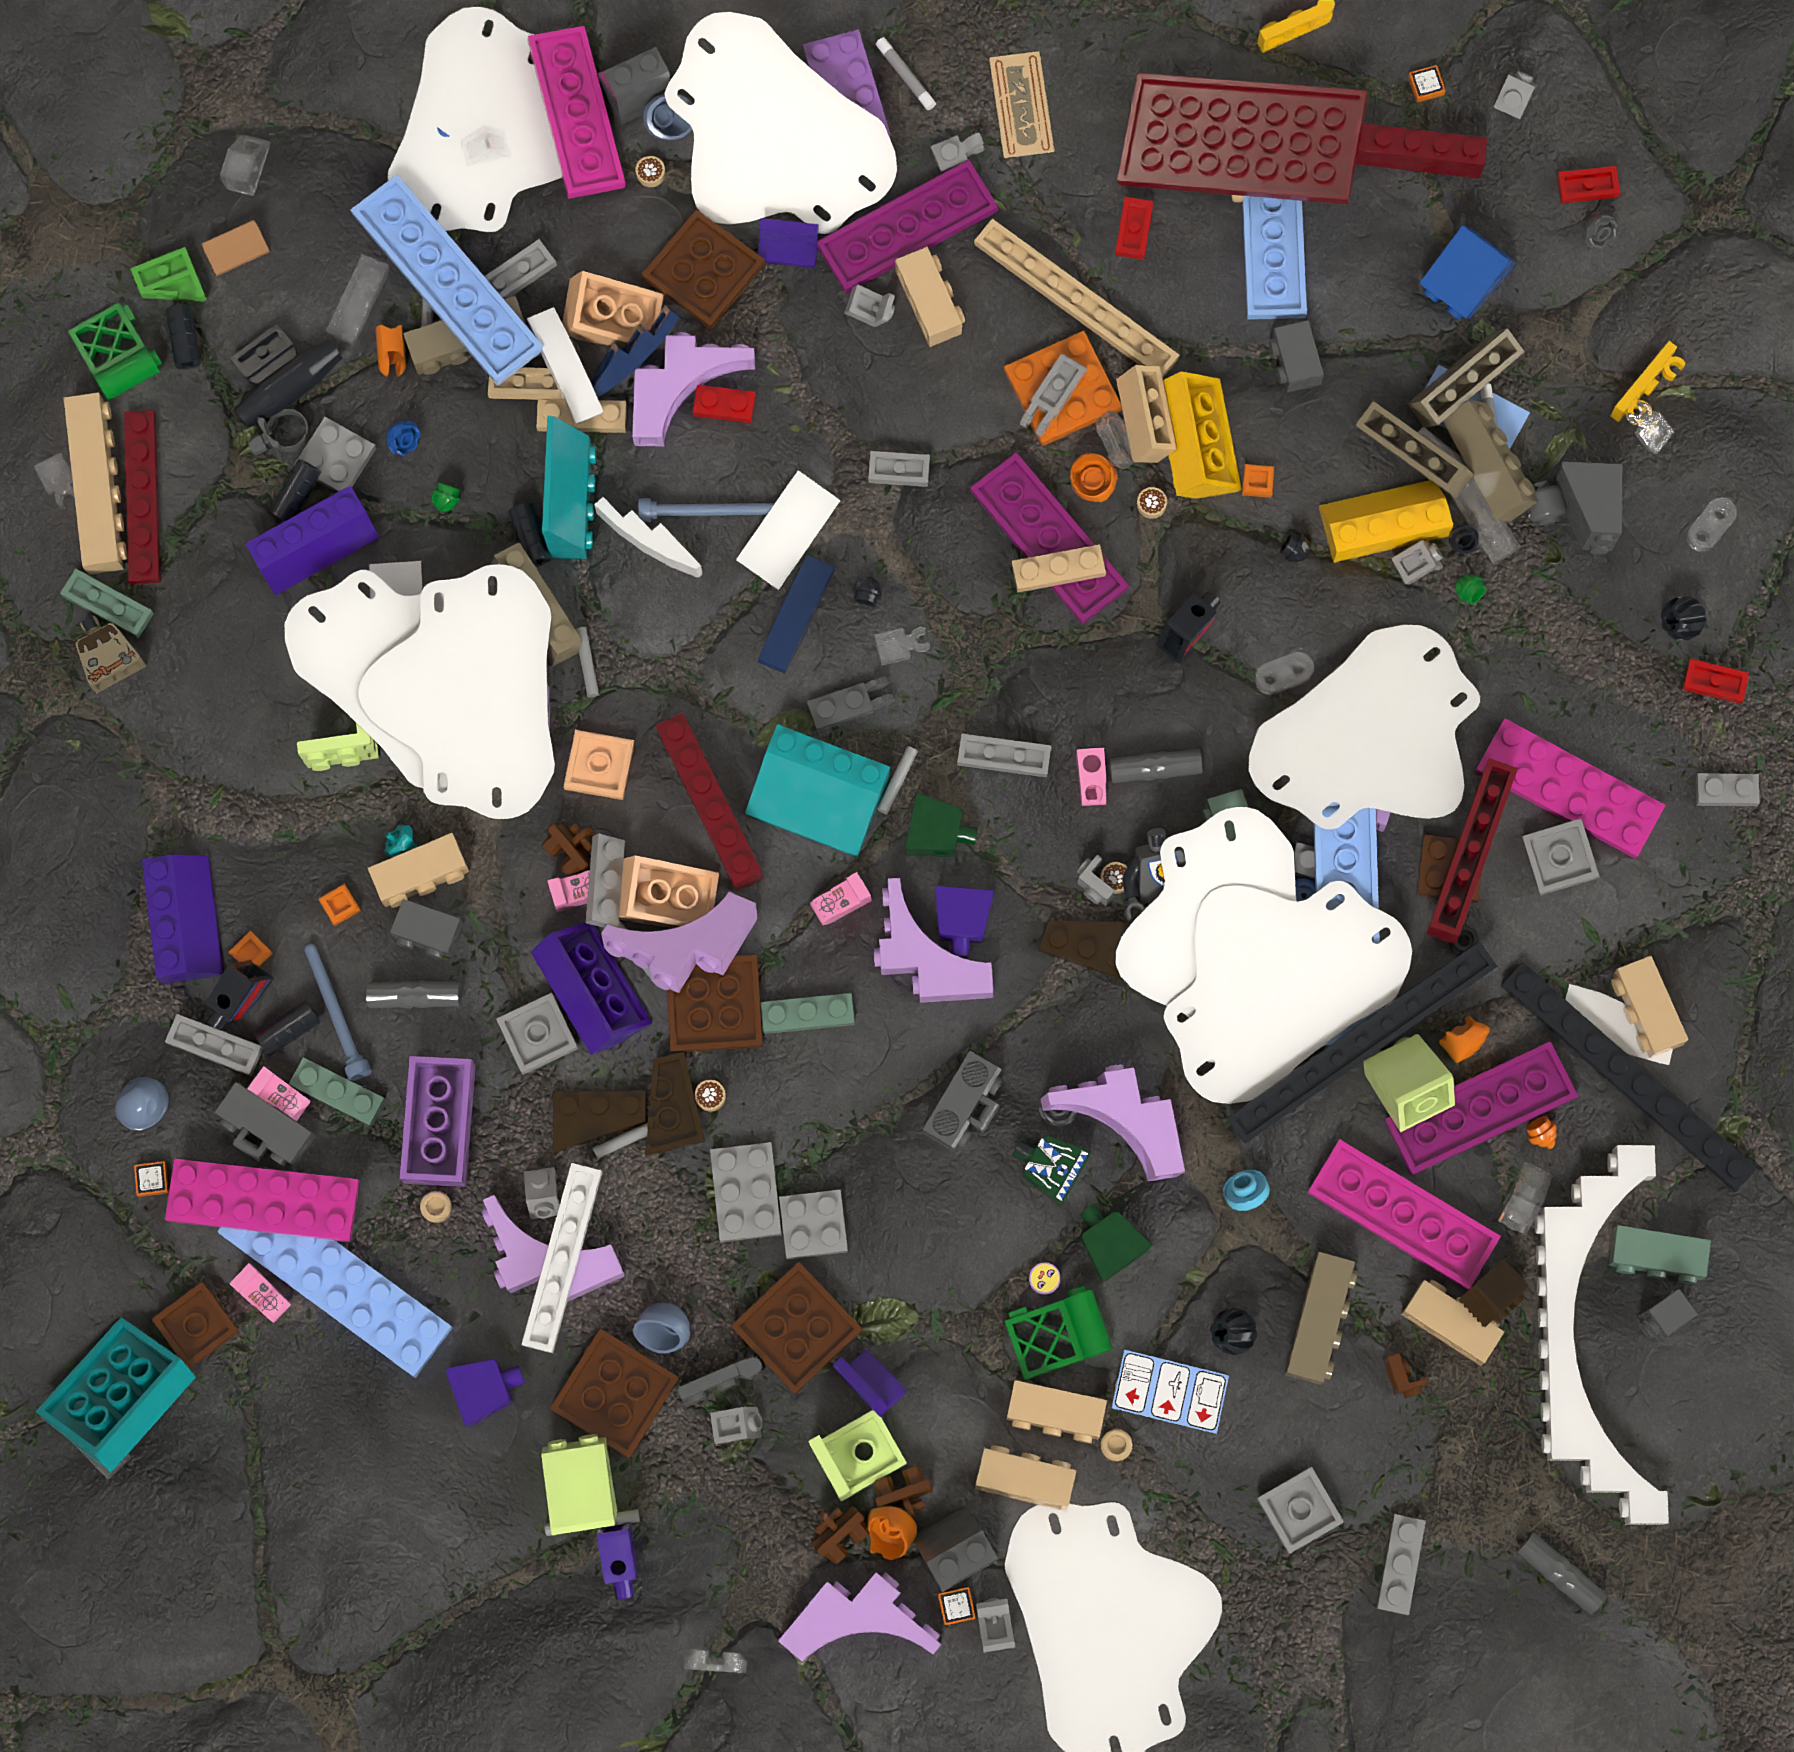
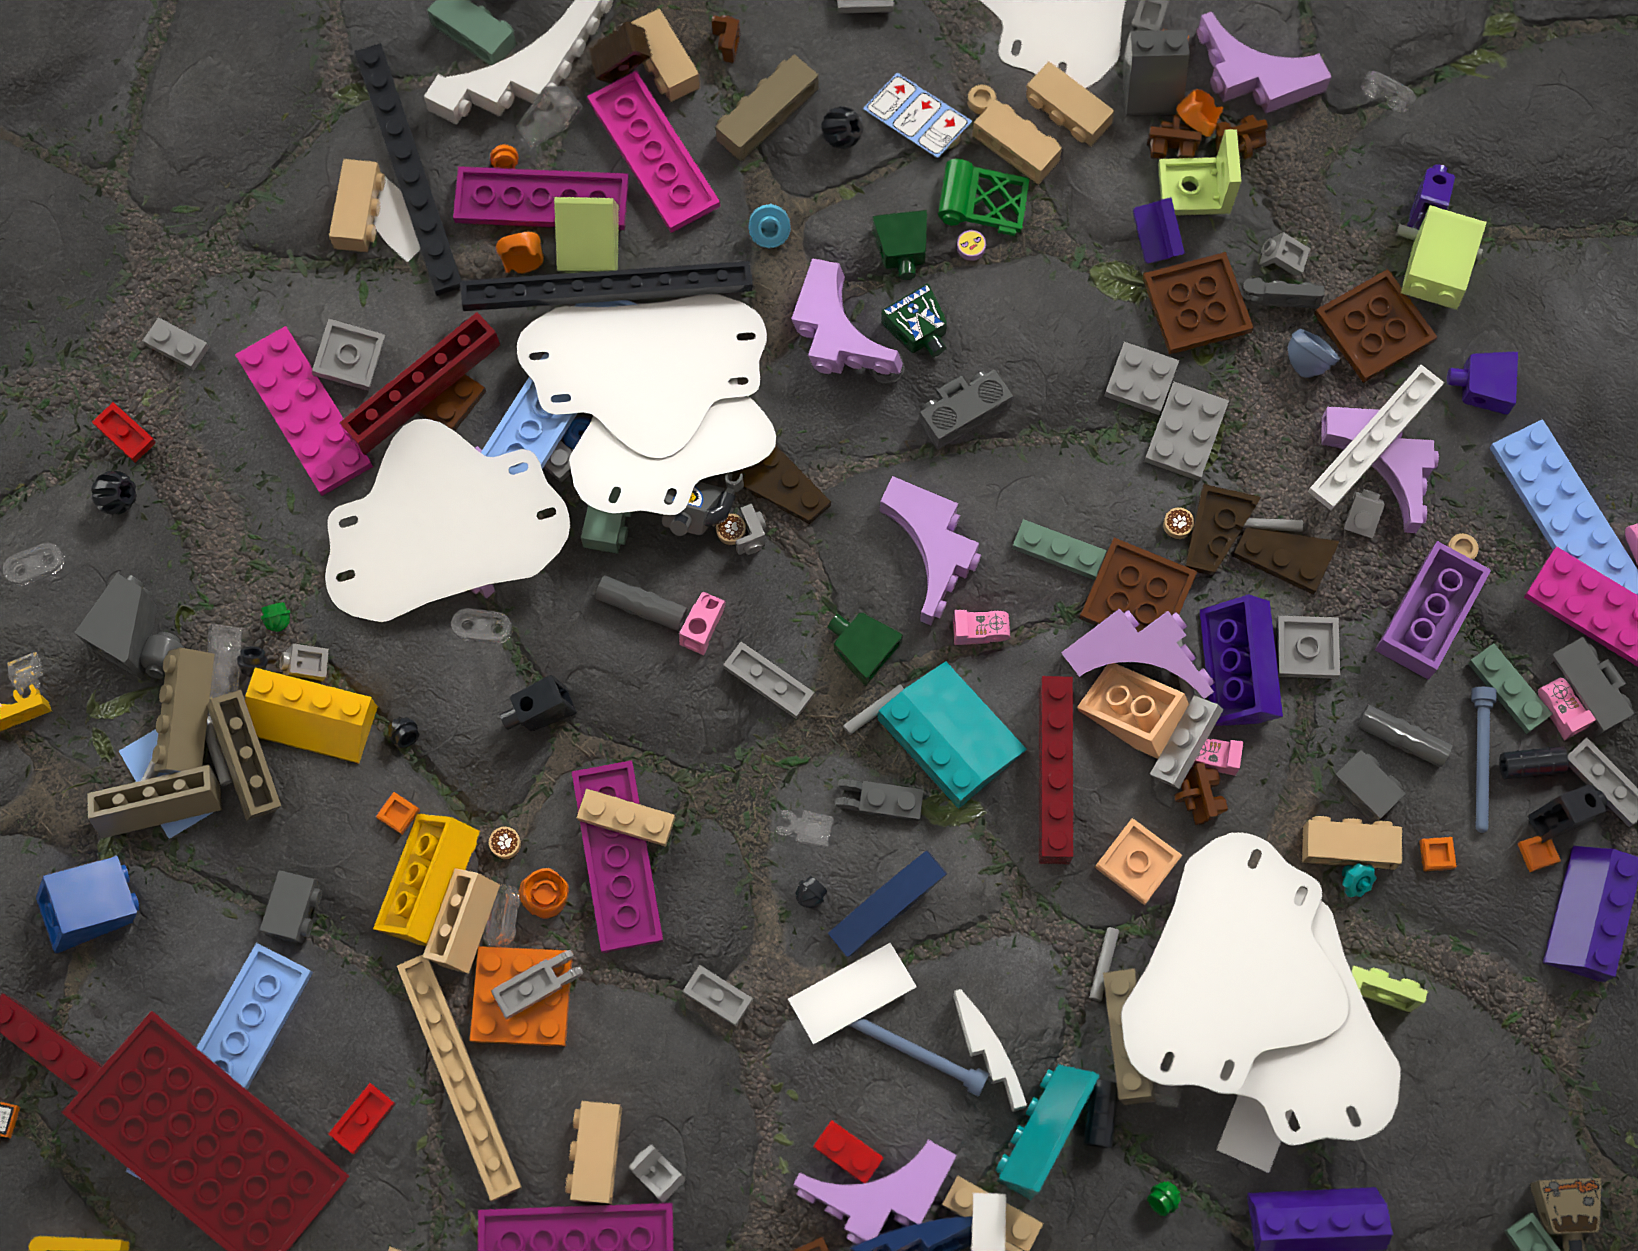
camera: 155 degrees left, 5 degrees down
(962, 916) = (882, 558): dark purple torso -> none

